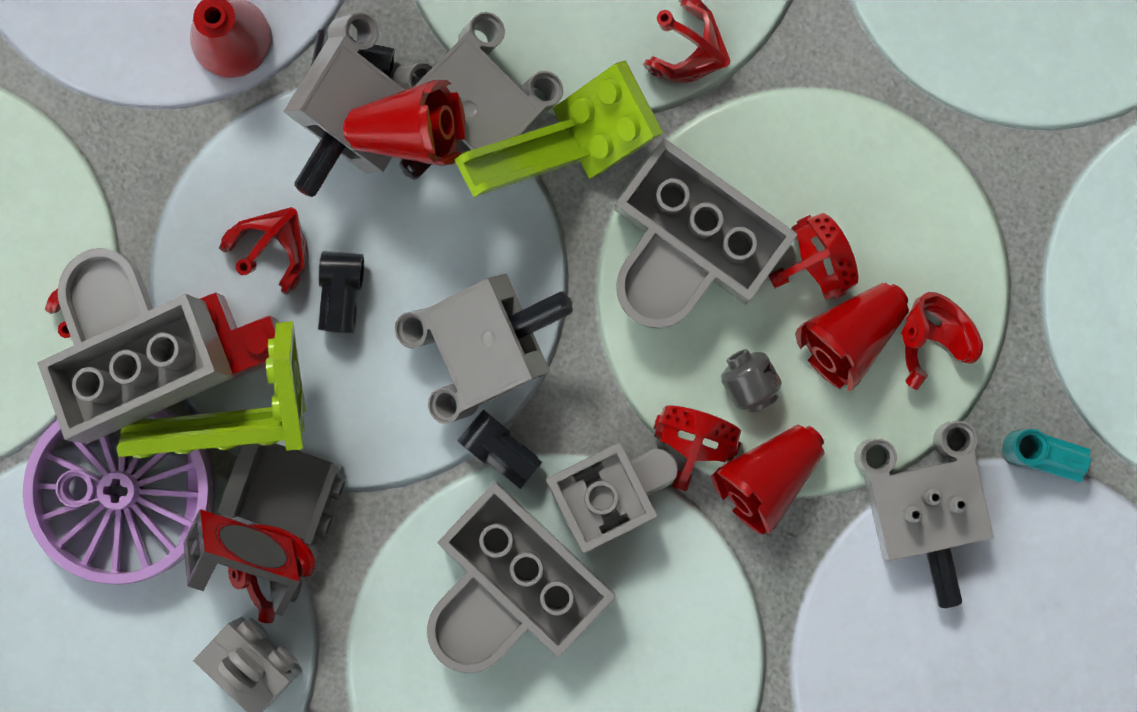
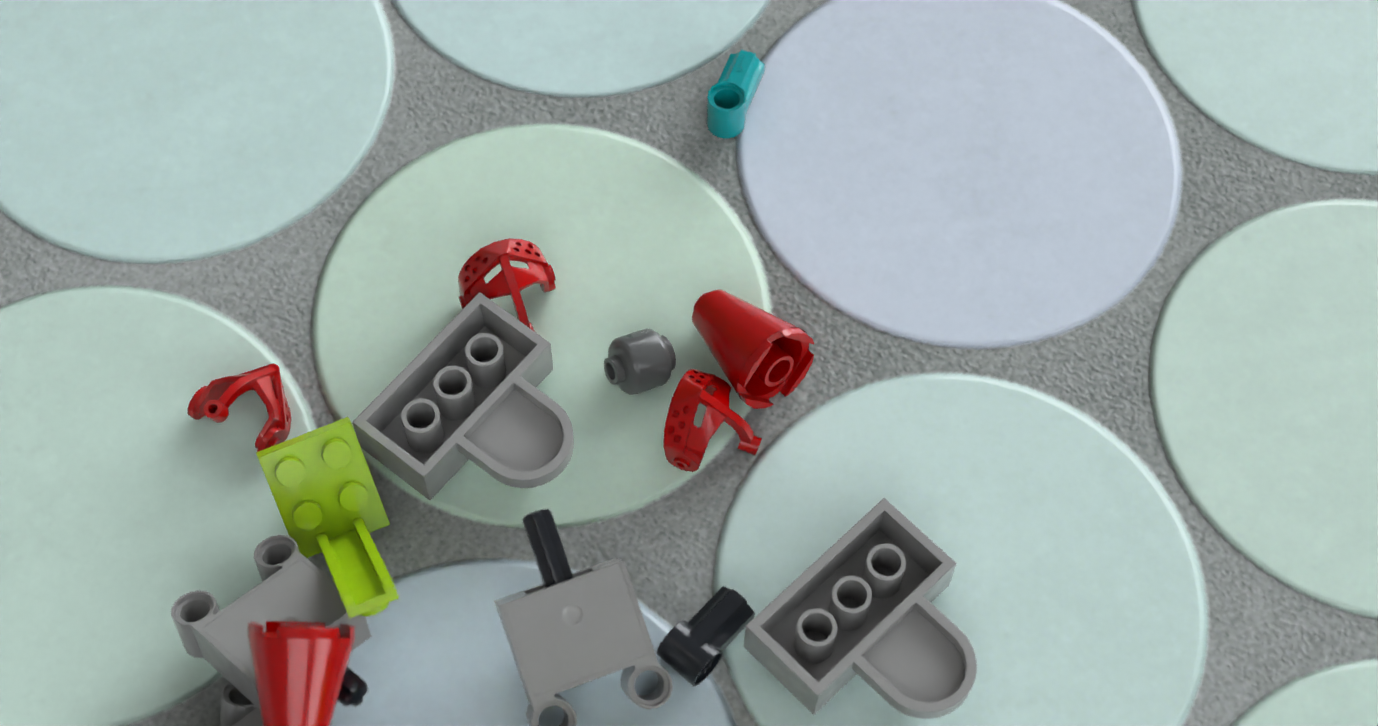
camera: 90 degrees left, 25 degrees down
(610, 492) = (763, 511): light grey brick -> none
(853, 334) = (598, 258): red cone -> none
(929, 506) = (784, 199): light grey piece -> none
(954, 332) = (593, 181): red helmet -> none

